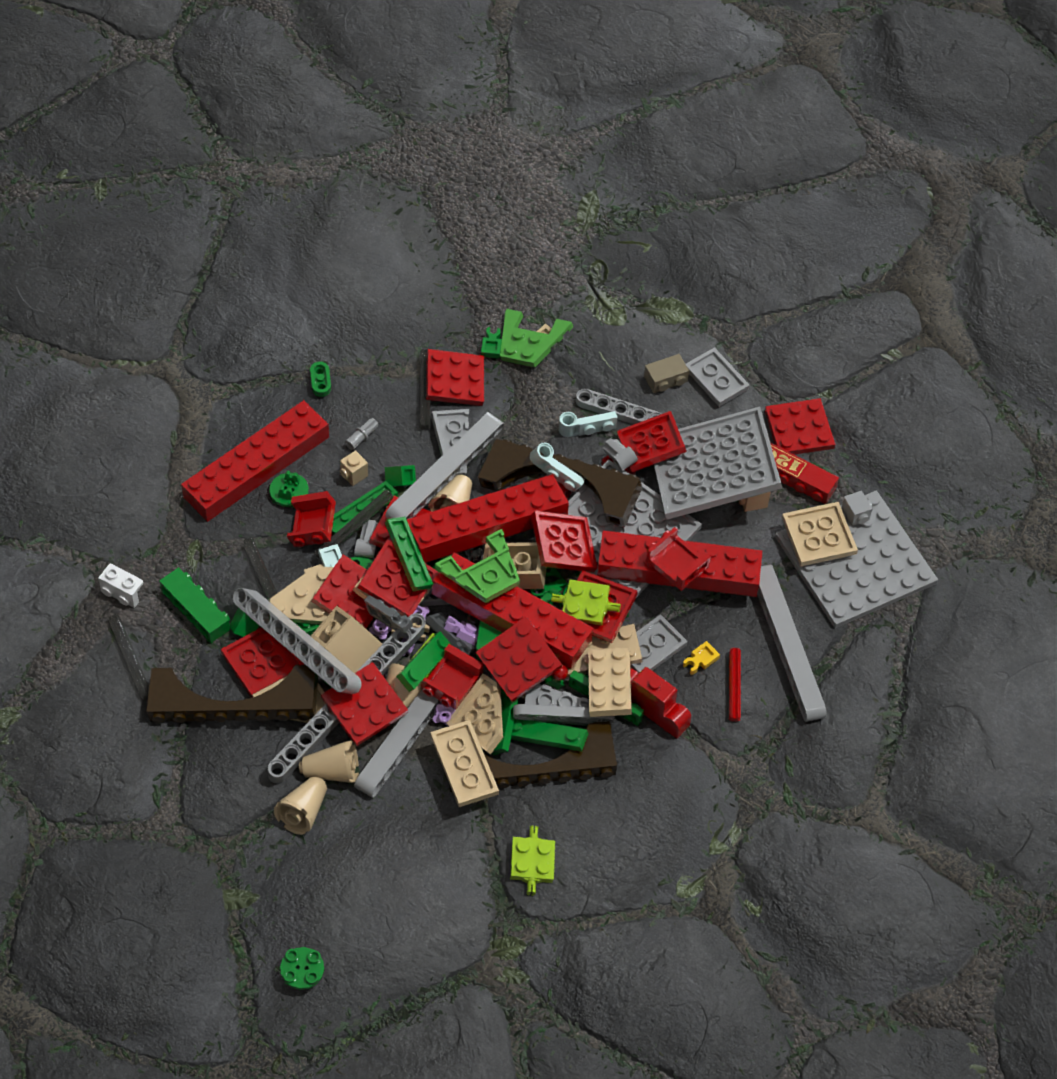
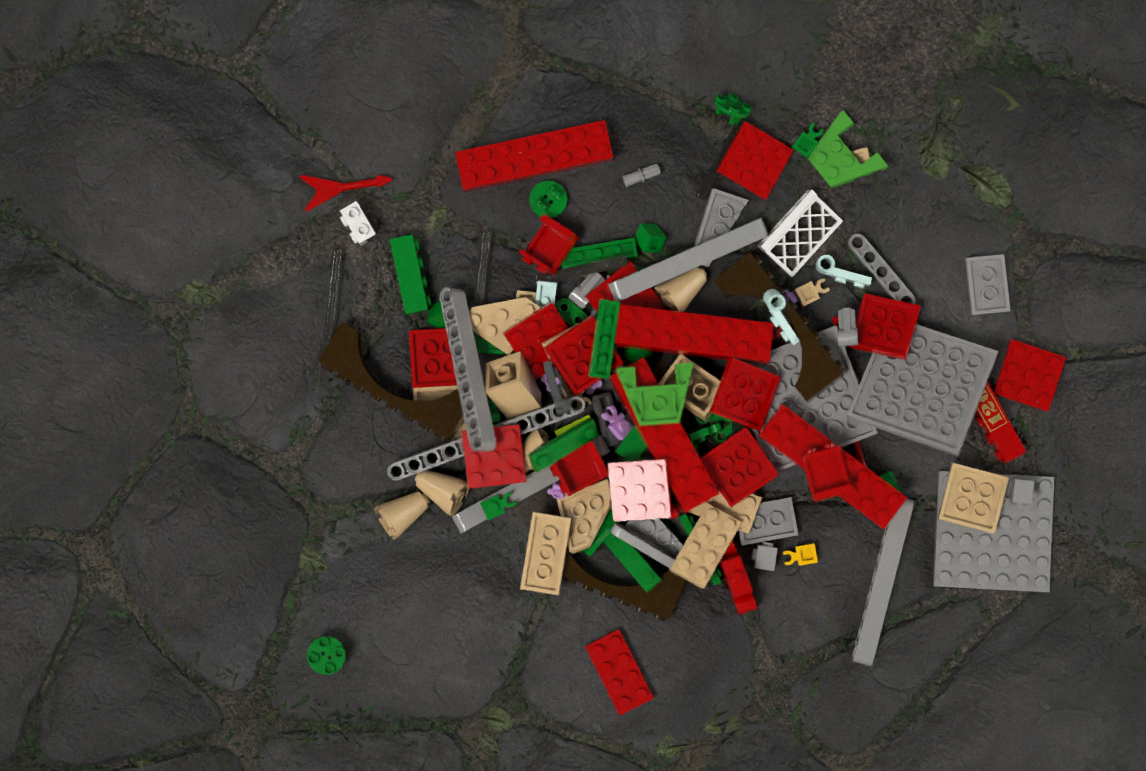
camera: 30 degrees right, 30 degrees up
(76, 576) = (328, 189): none -> red piece
(320, 380) = (635, 98): green plate -> none
(354, 468) = (613, 210): tan brick -> none
(390, 750) = (494, 506): none -> green plate
(415, 343) = (732, 106): none -> green plate
(516, 404) = (785, 225): none -> white fence
(532, 860) = (557, 658): lime plate -> none
(570, 450) = (808, 292): none -> tan plate
(586, 601) = (729, 462): lime plate -> none
(599, 842) = (619, 672): none -> red plate
(666, 373) = (944, 258): dark tan brick -> none
(671, 672) = (764, 556): none -> light grey brick
(735, 684) = (814, 593): red axle -> none

